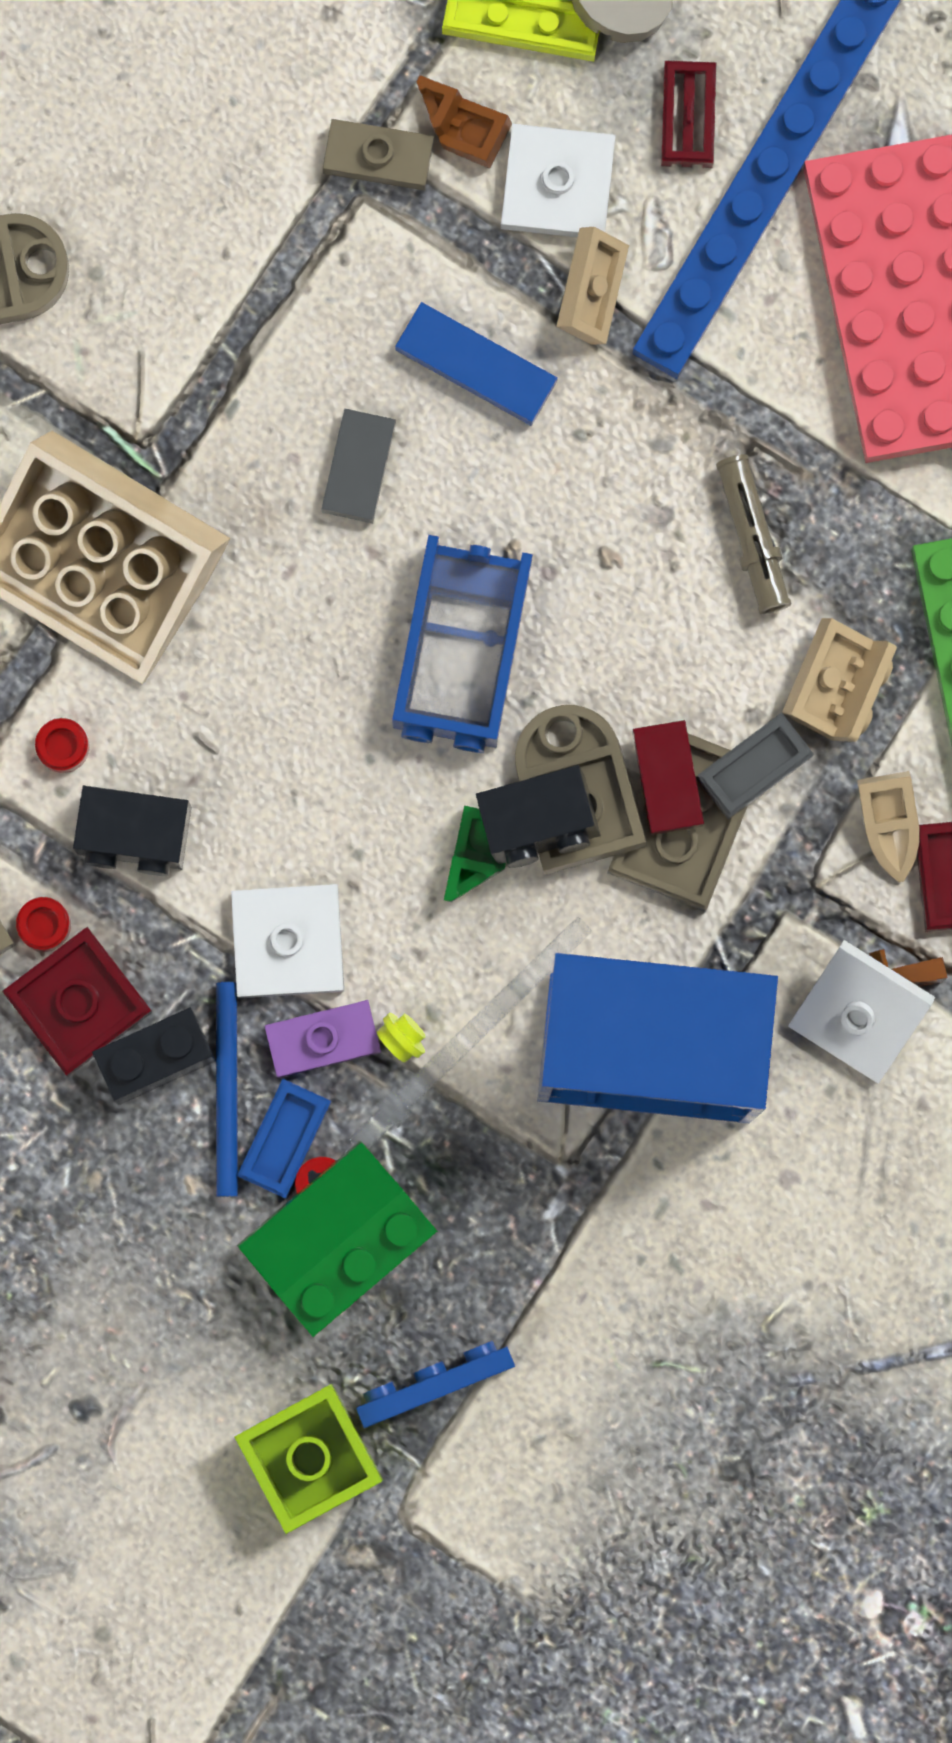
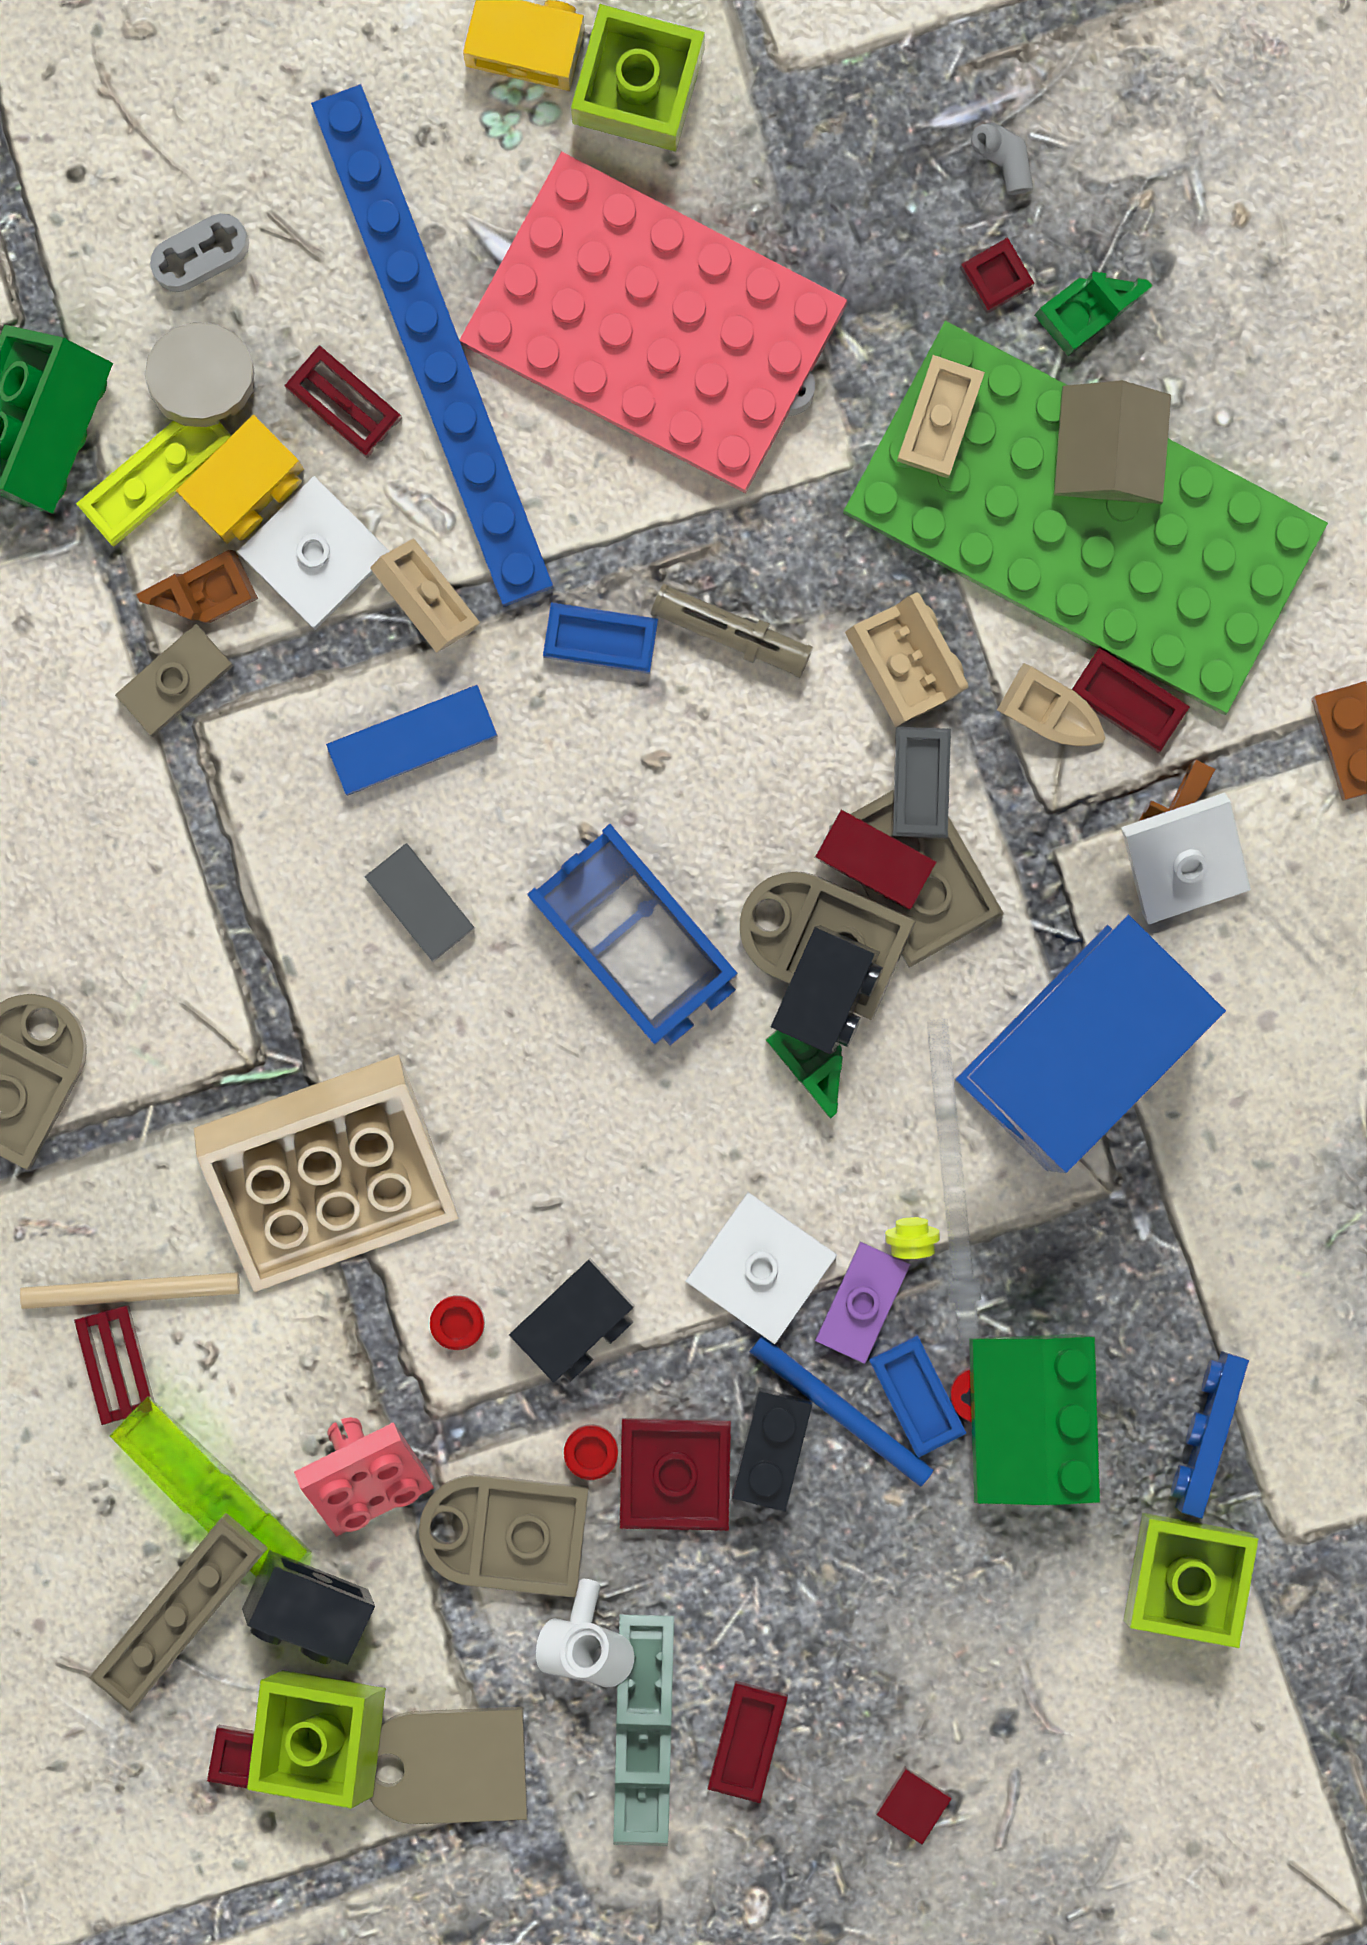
camera: 45 degrees left, 5 degrees up
(567, 84) = (242, 481): none -> yellow brick
(667, 442) = (600, 638): none -> blue tile

